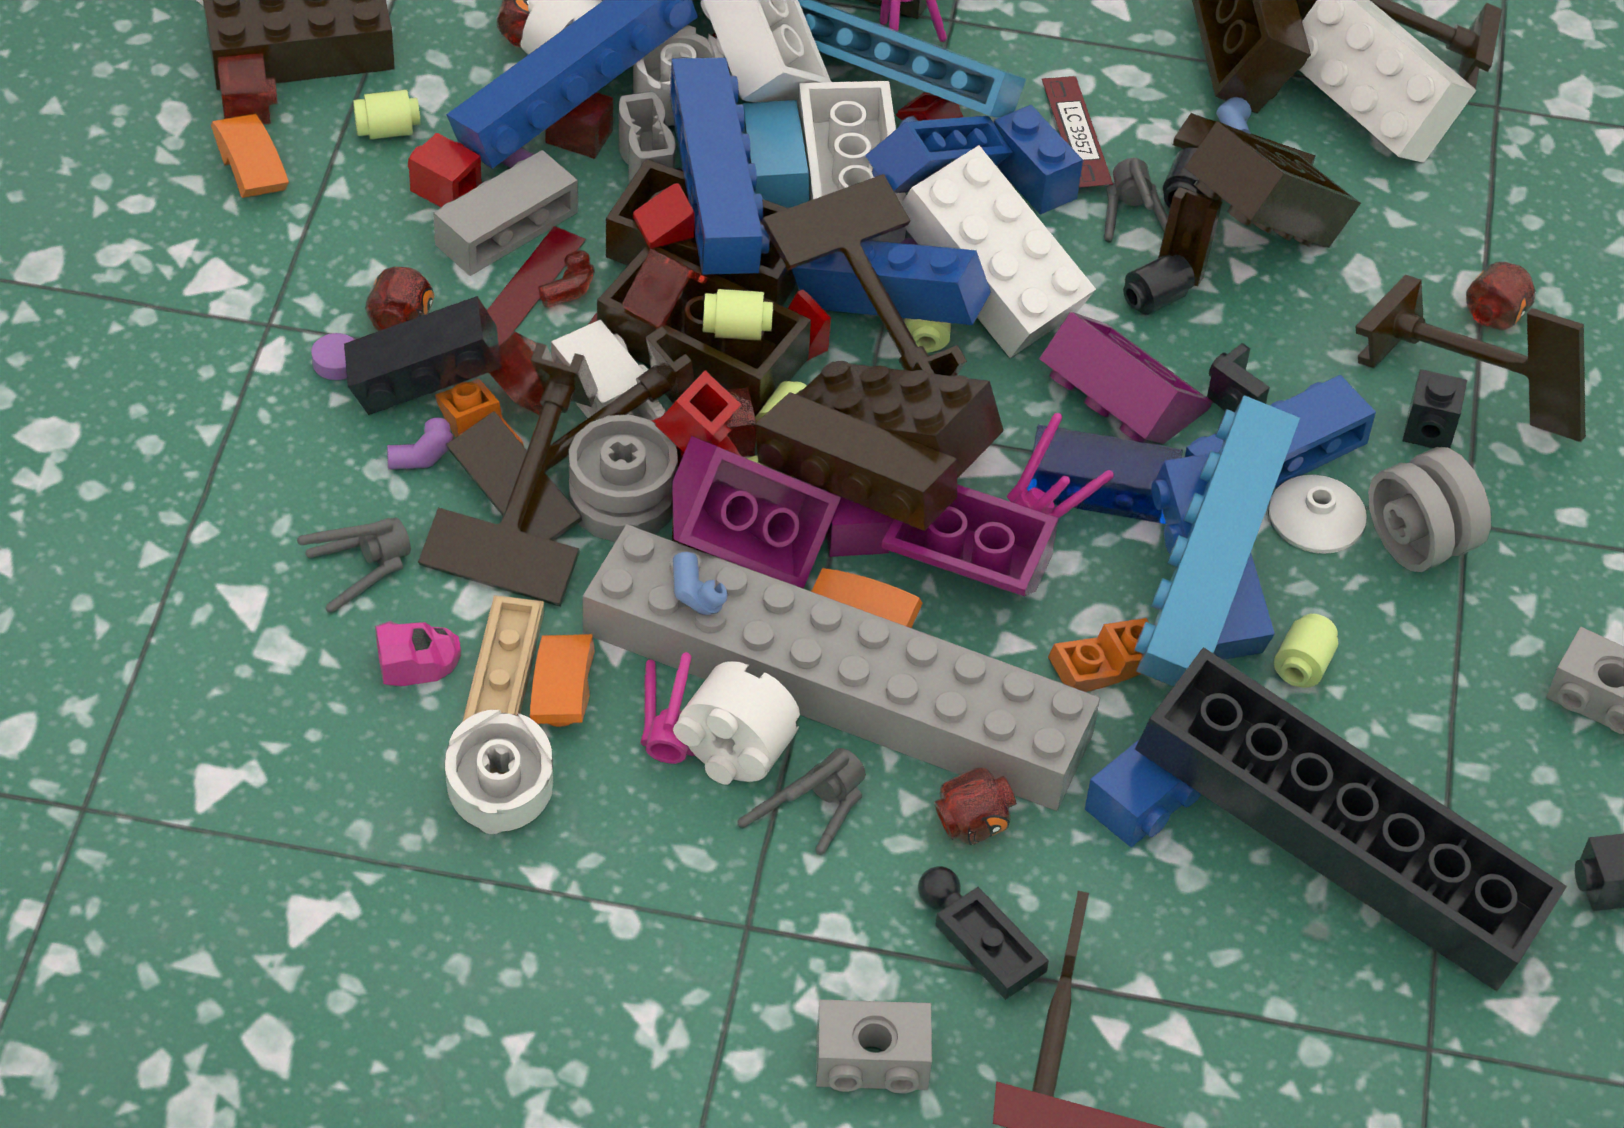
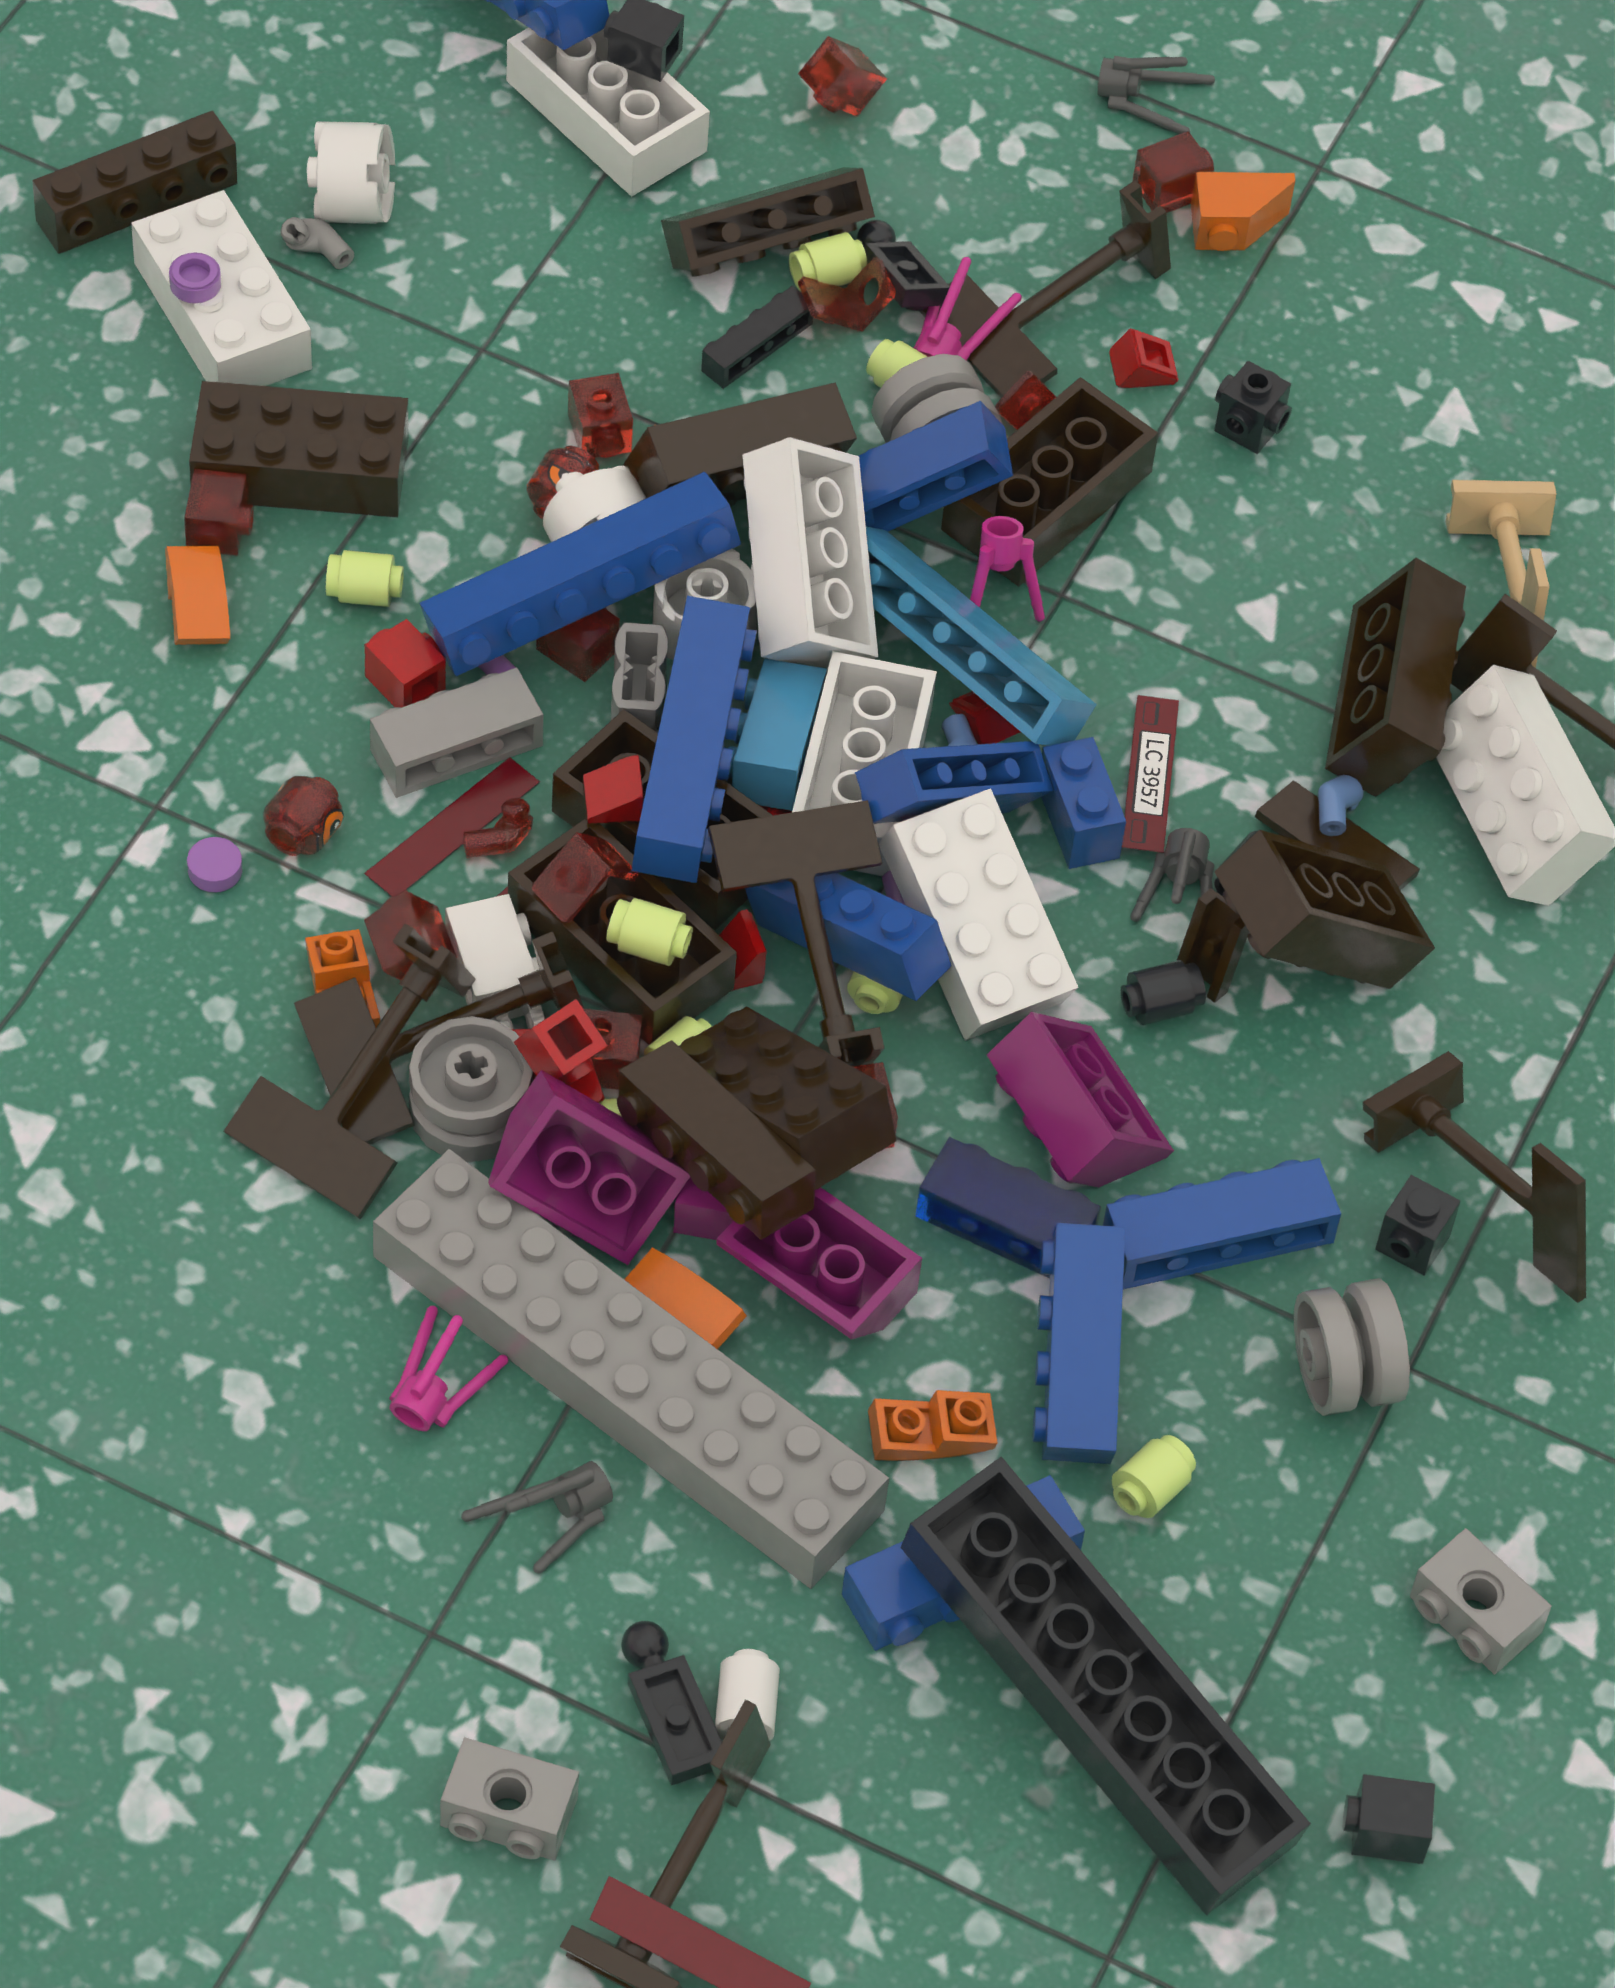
camera: 15 degrees right, 5 degrees up
(379, 541) = (187, 1100): dark grey plant -> none
(415, 652) = (183, 1237): dark pink rock -> none
(422, 355) = (299, 893): black brick -> none
(425, 451) = (273, 1002): medium lavender arm -> none
(505, 657) = (263, 1294): tan tile -> none
(510, 744) = (187, 1401): white brick -> none
(561, 679) = (325, 1307): orange slope -> none
(693, 592) = (485, 1247): medium blue arm -> none
(738, 723) = (489, 1408): white brick -> none
(975, 806) = (715, 1563): clear red head -> none
(1042, 501) = (917, 1229): dark pink plant -> none
(1043, 907) = (750, 1677): none -> white brick
(1219, 540) = (1080, 1331): dark azure brick -> none
(1232, 381) = (1196, 1140): black bracket -> none
(1317, 514) = (1237, 1333): white dish -> none
(1502, 294) = (1559, 1099): clear red head -> none

